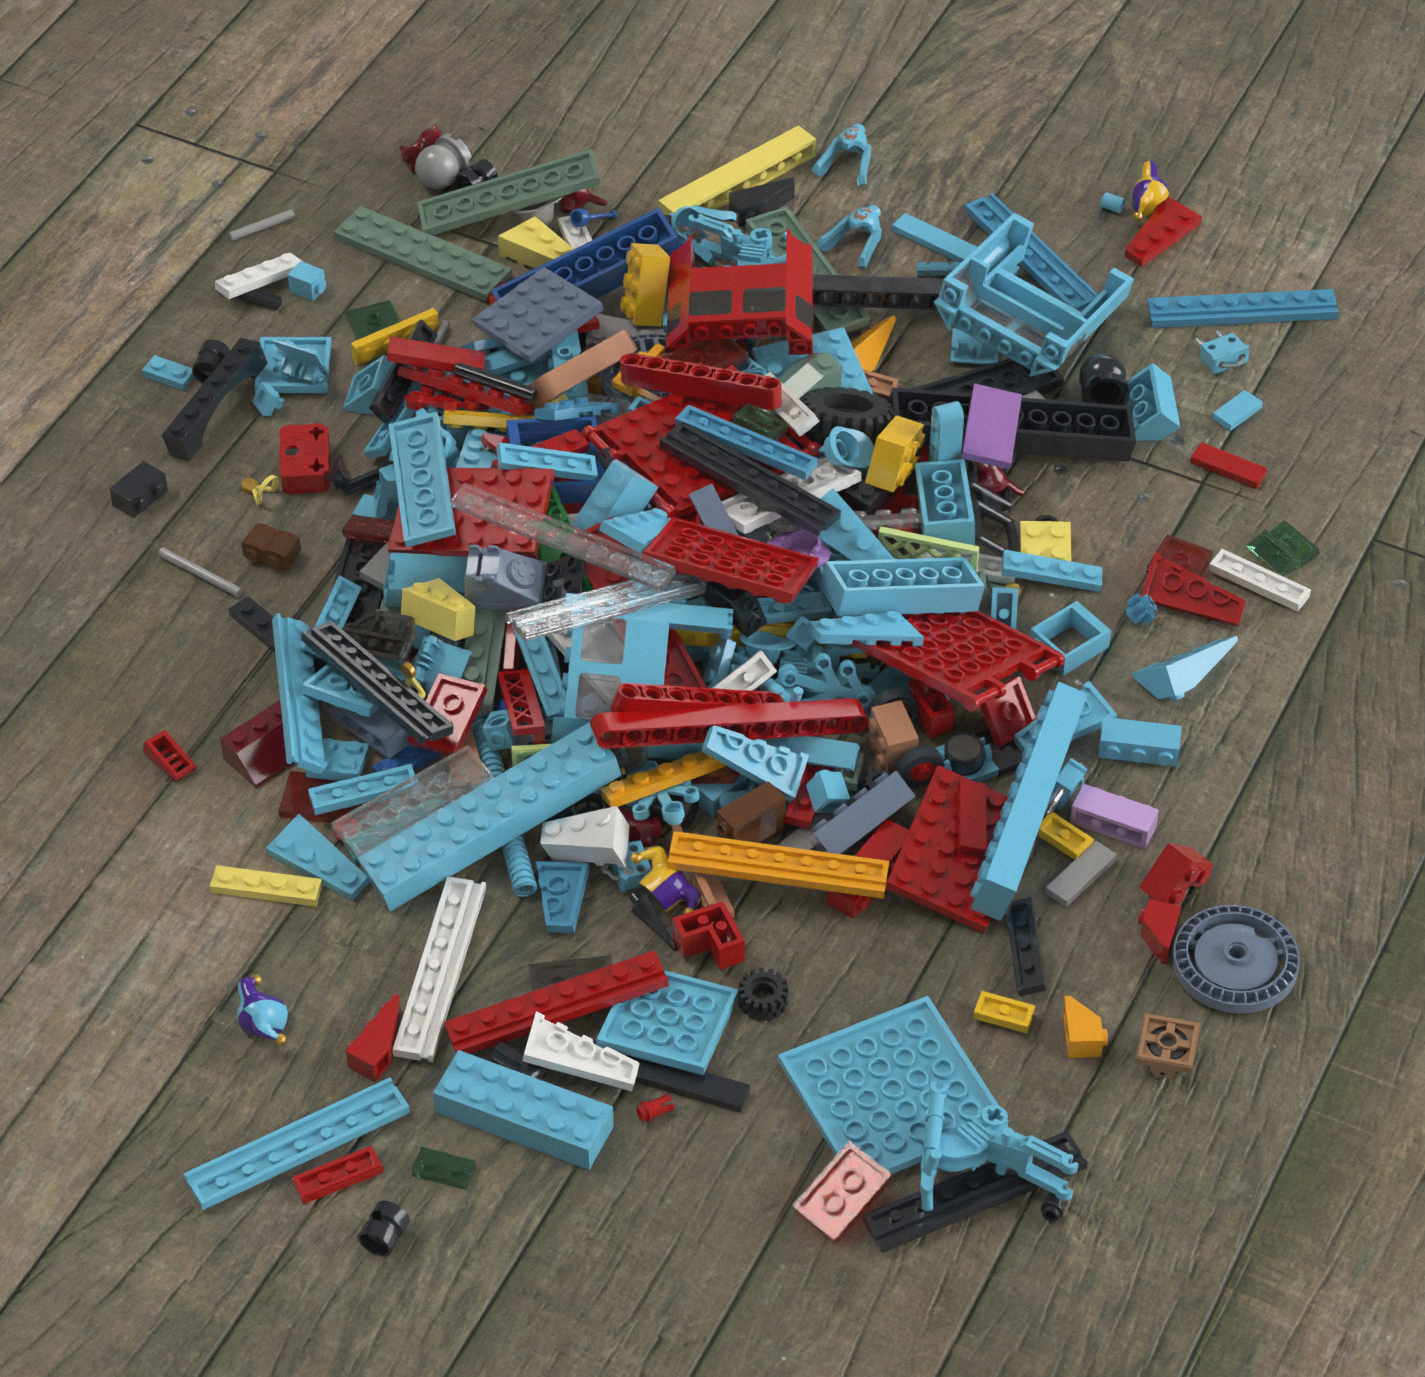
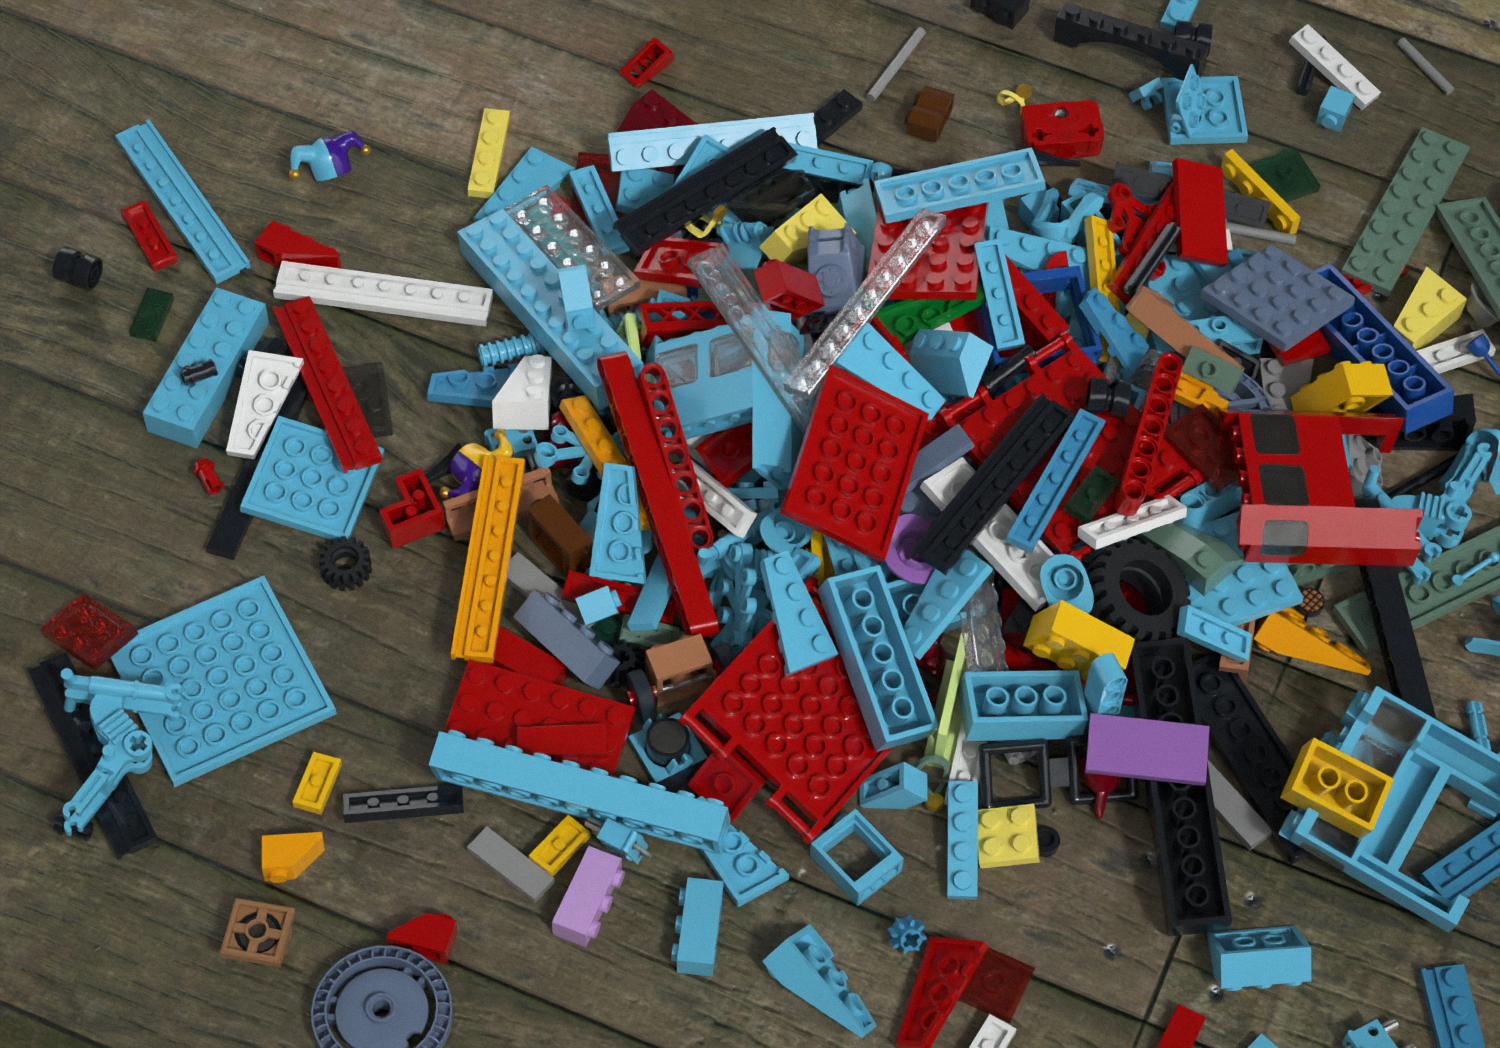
camera: 85 degrees right, 10 degrees up
(356, 572) = (879, 171): none -> medium azure hinge
(520, 760) = (577, 297): none -> medium azure slope
(542, 586) = (788, 289): none -> red wedge
(555, 1097) = (198, 372): none -> black pin
(631, 341) = (1212, 370): none -> sand green plate
(665, 400) = (1108, 397): none -> black wheel
(879, 381) = (1214, 633): none -> medium azure plate
(1026, 320) = (1337, 787): none -> yellow brick
(1103, 380) = (1288, 898): black tile -> none
(1174, 872) = (498, 951): red brick -> none

